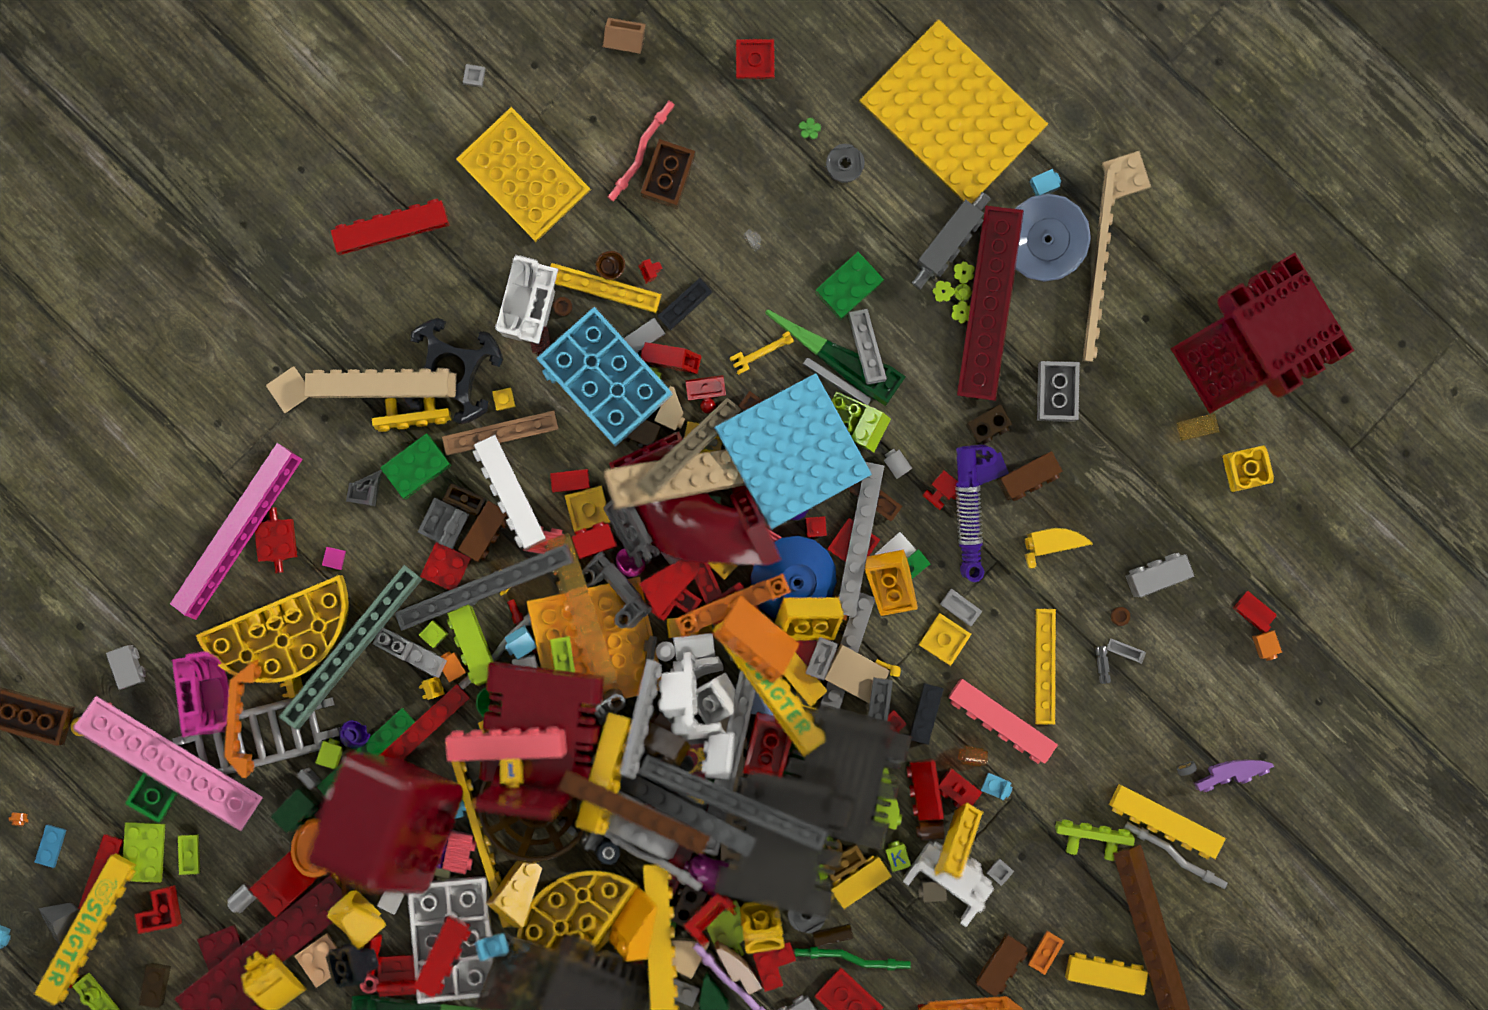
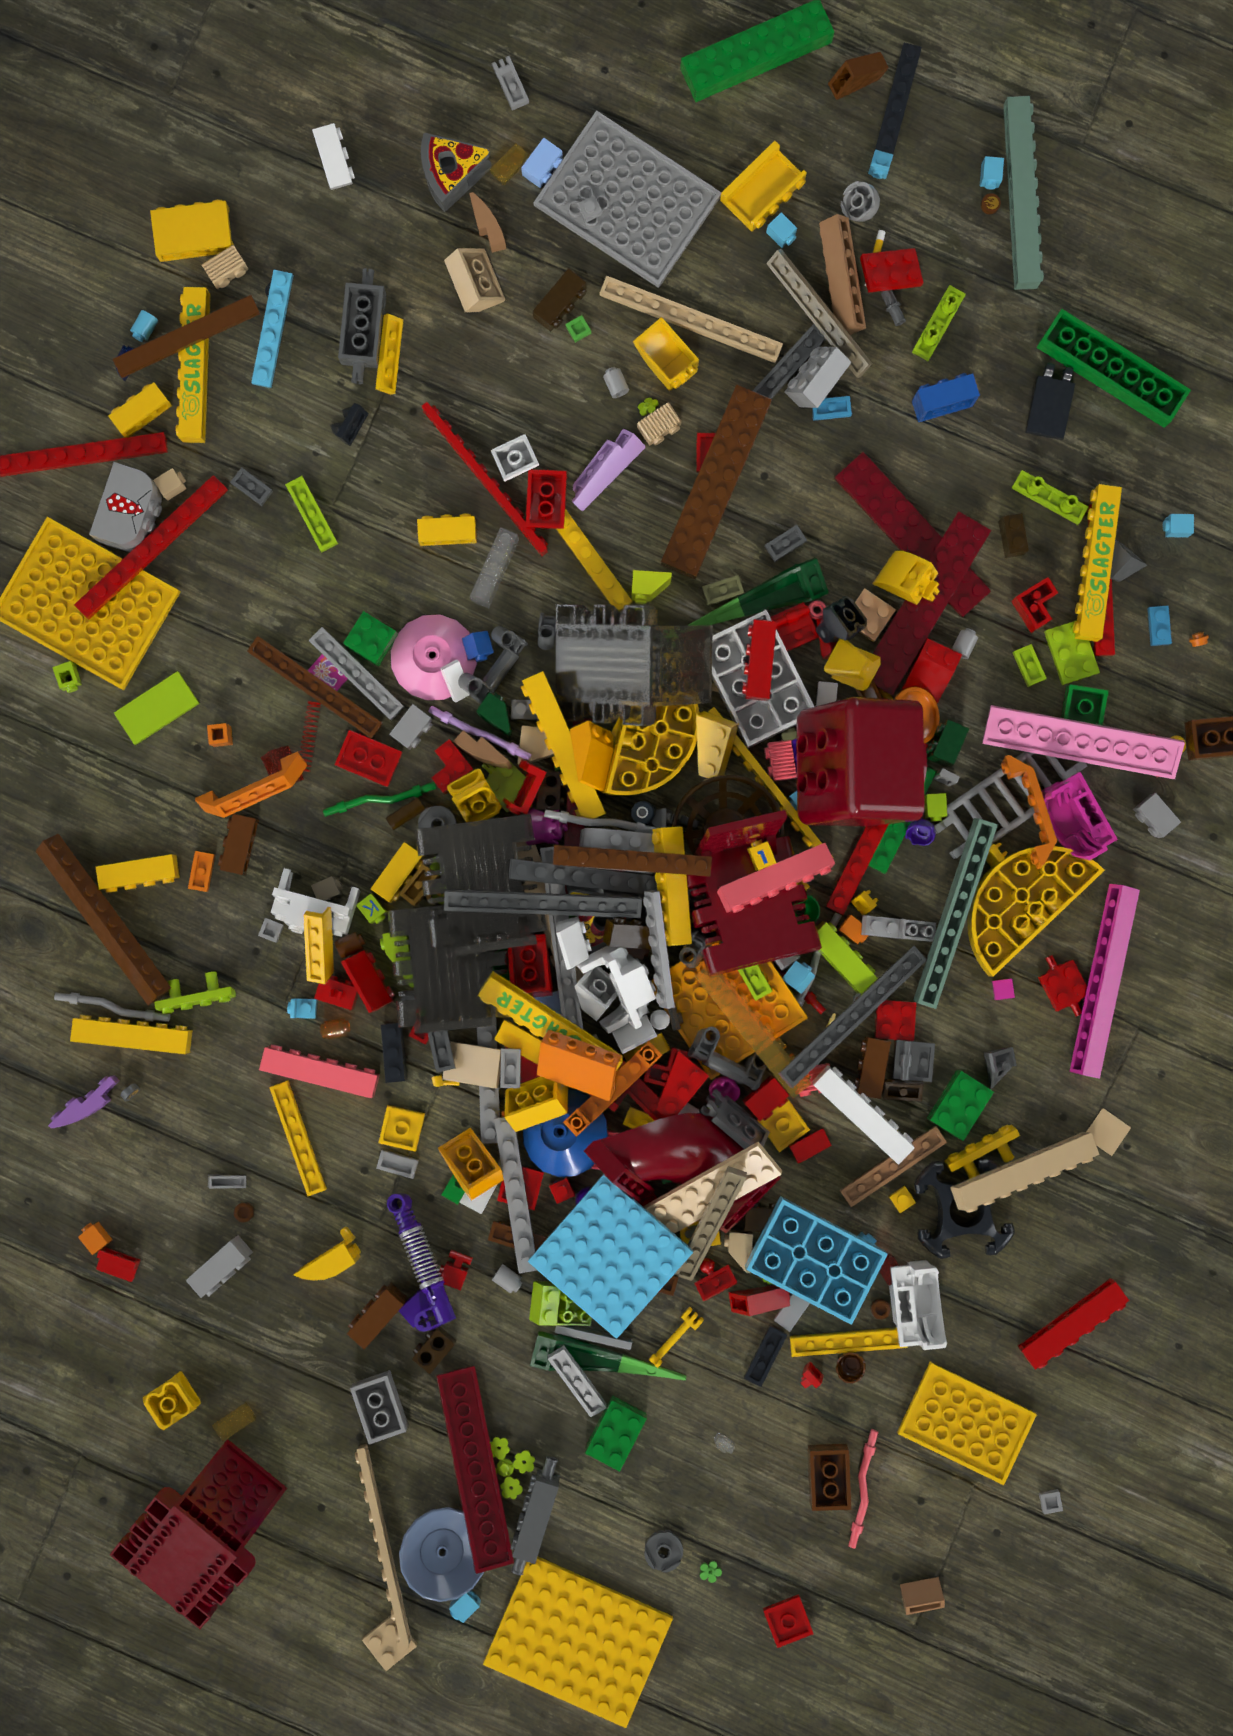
camera: 165 degrees right, 0 degrees up
(433, 634) = (882, 953): lime brick -> none
(491, 946) = (717, 686): medium azure bracket -> none
(1103, 665) = (244, 1160): dark grey axle -> none

